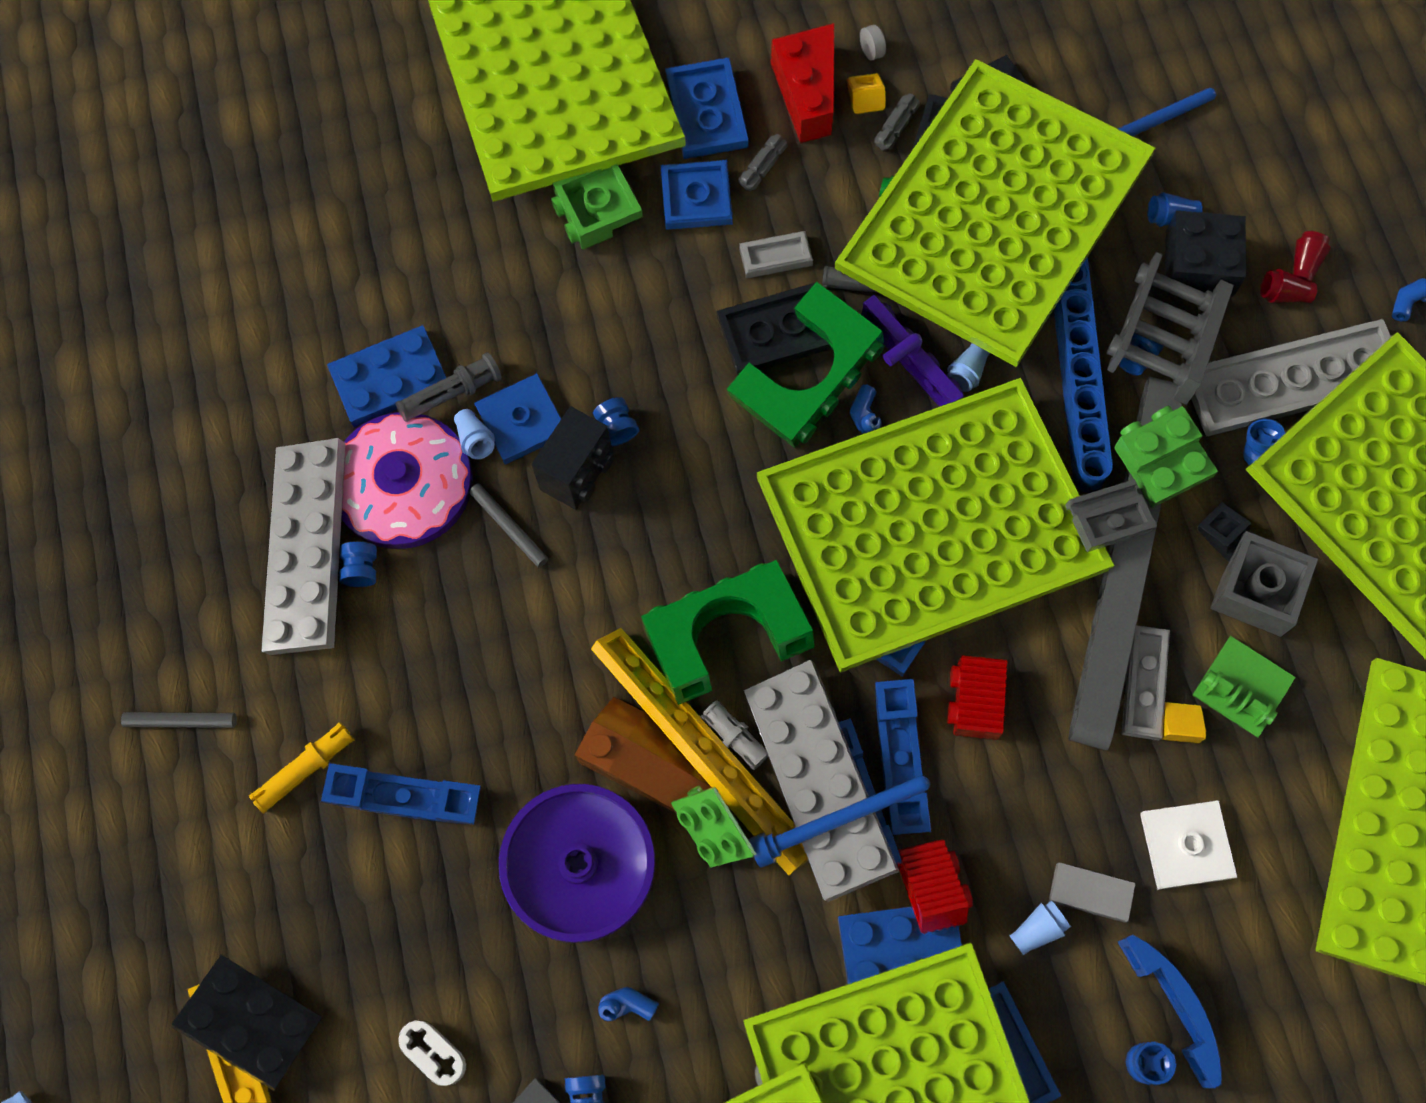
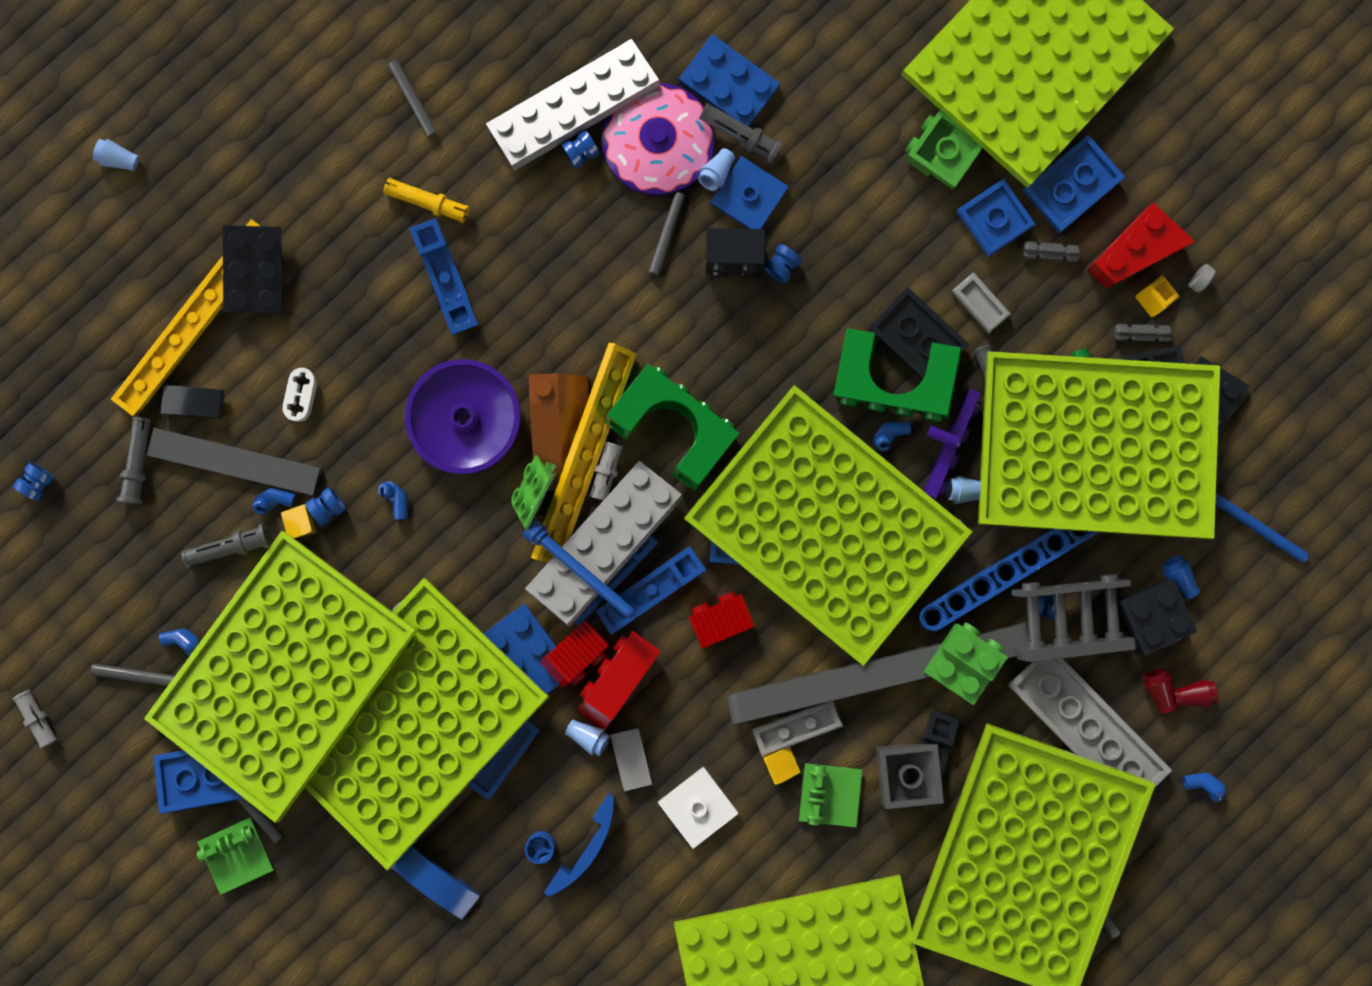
camera: 55 degrees right, 15 degrees up
(992, 854) = (617, 680): none -> red wedge
(1111, 515) = (896, 646): dark grey plate -> none
(1260, 437) = (1025, 723): blue wheel -> none

